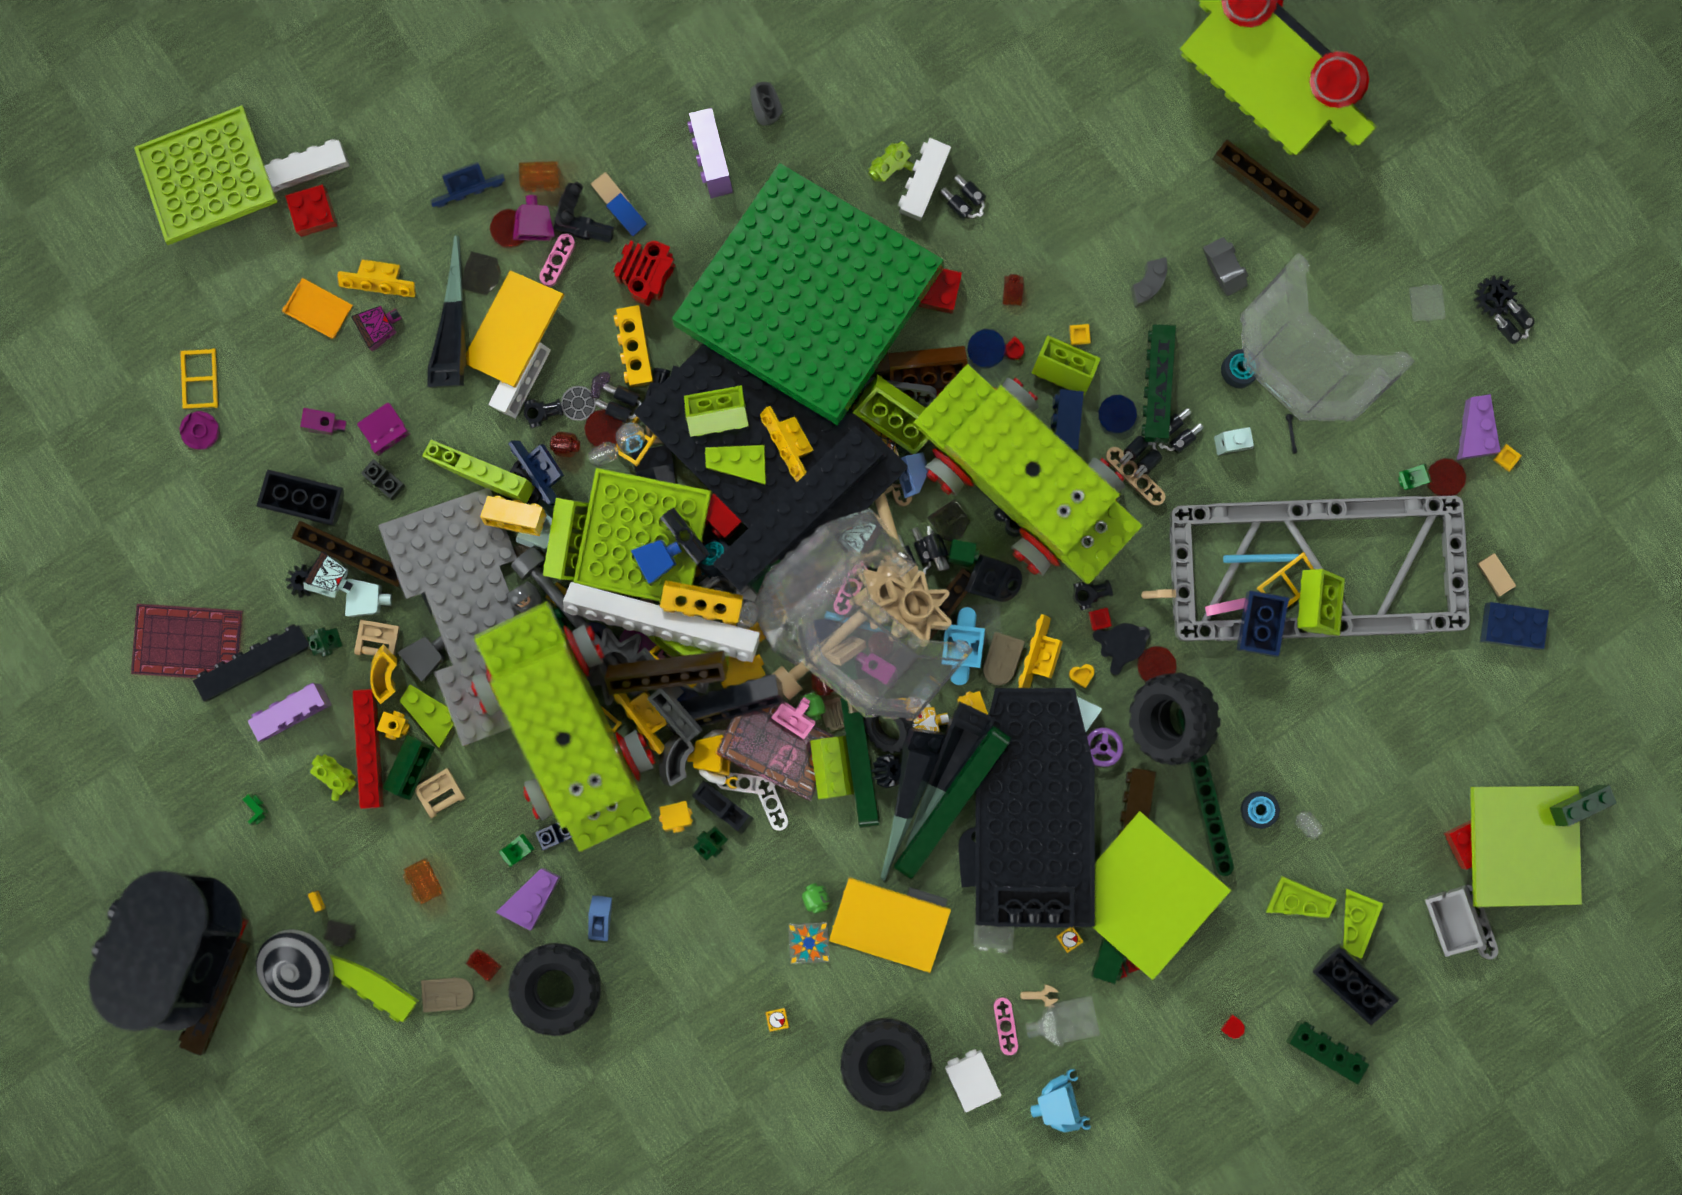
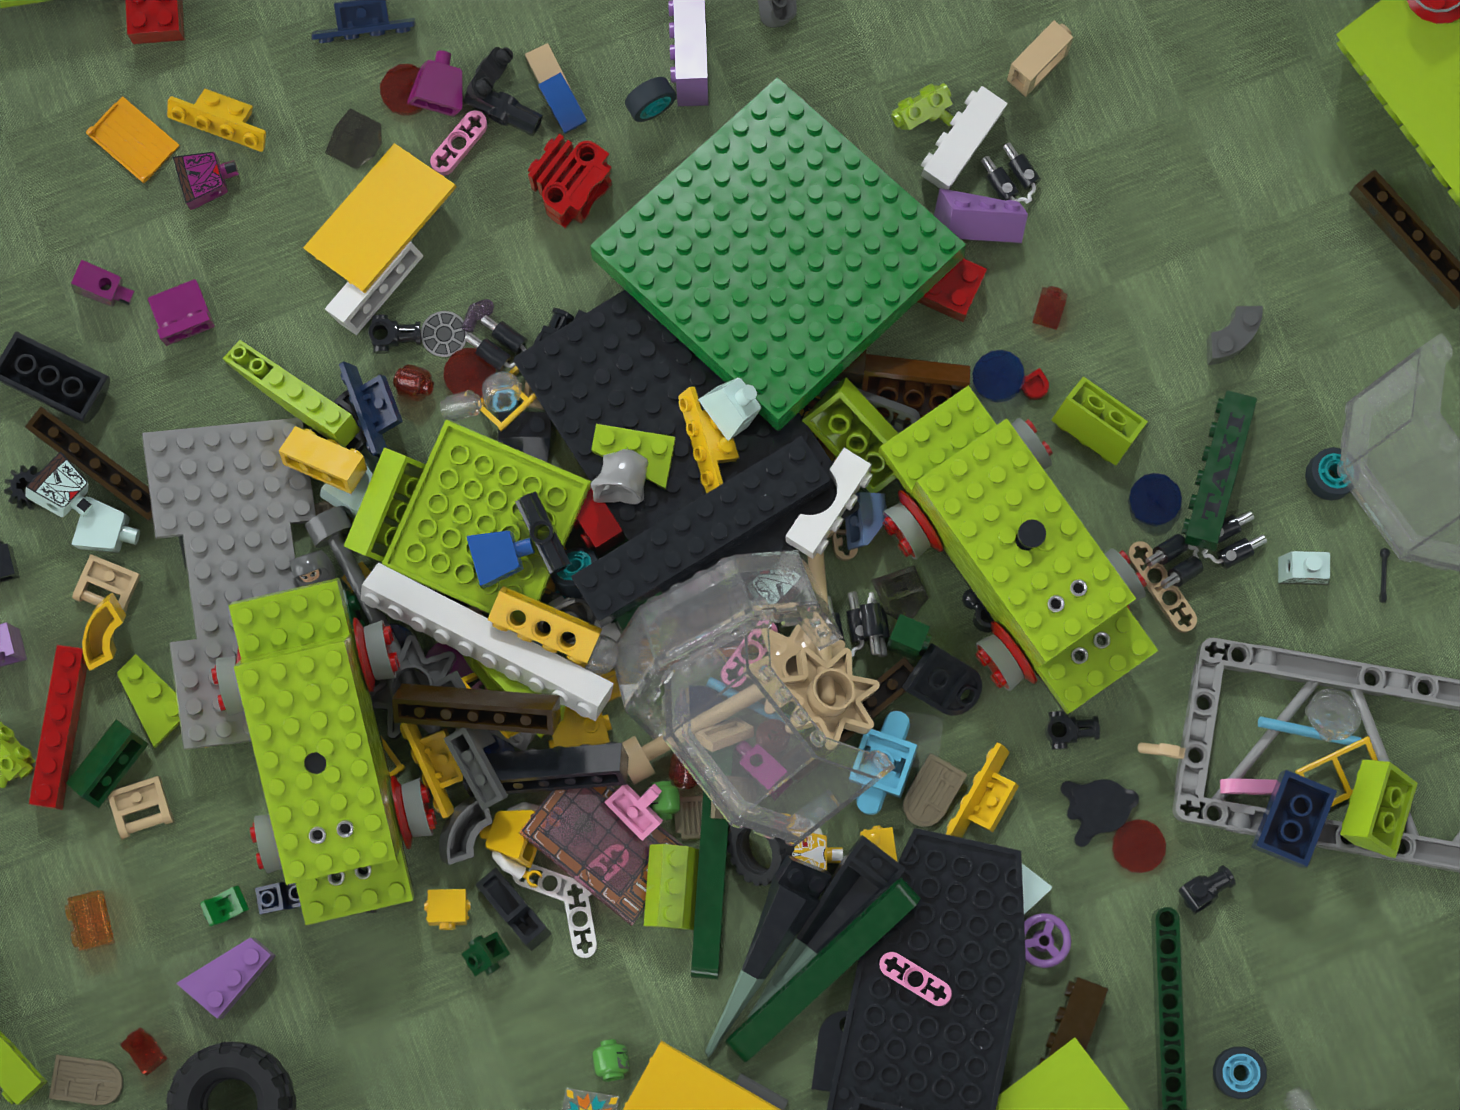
camera: 15 degrees right, 5 degrees down
(324, 641) = (36, 573): dark green brick -> none
(383, 479) = (164, 378): pearl dark grey slope -> none
(387, 721) = (92, 700): yellow brick -> none
(423, 656) = (162, 621): dark grey torso -> none
(449, 350) = (290, 230): black plate -> none
(539, 175) = (460, 30): clear orange brick -> none
(599, 918) = (314, 1022): medium blue slope -> none
(633, 316) = (539, 234): yellow brick -> none
(690, 198) = (650, 99): none -> black wheel
(716, 411) = (621, 379): lime slope -> none
(732, 483) = (621, 478): none -> light grey piece
(800, 415) = (731, 406): none -> light aqua torso
(877, 493) = (811, 531): none -> white arch
(887, 771) = (744, 908): black gear -> none
(948, 235) = (981, 217): none -> medium lavender wedge
(968, 107) = (1040, 58): none -> tan window
(1035, 794) = (913, 967): none -> bright pink beam
(1036, 464) = (1031, 533): none -> black tile
(1067, 417) = (1088, 485): dark blue brick -> none
(1079, 334) = (1126, 384): yellow tile -> none
(1082, 675) = (1035, 837): yellow tile -> none
(1100, 619) = (1075, 767): red tile -> none
(1152, 721) = (1117, 921): black tyre -> none
(1216, 680) = (1204, 890): none -> black connector
(1225, 266) = (1339, 335): dark grey brick -> none
(1275, 542) = (1333, 714): none -> clear tile

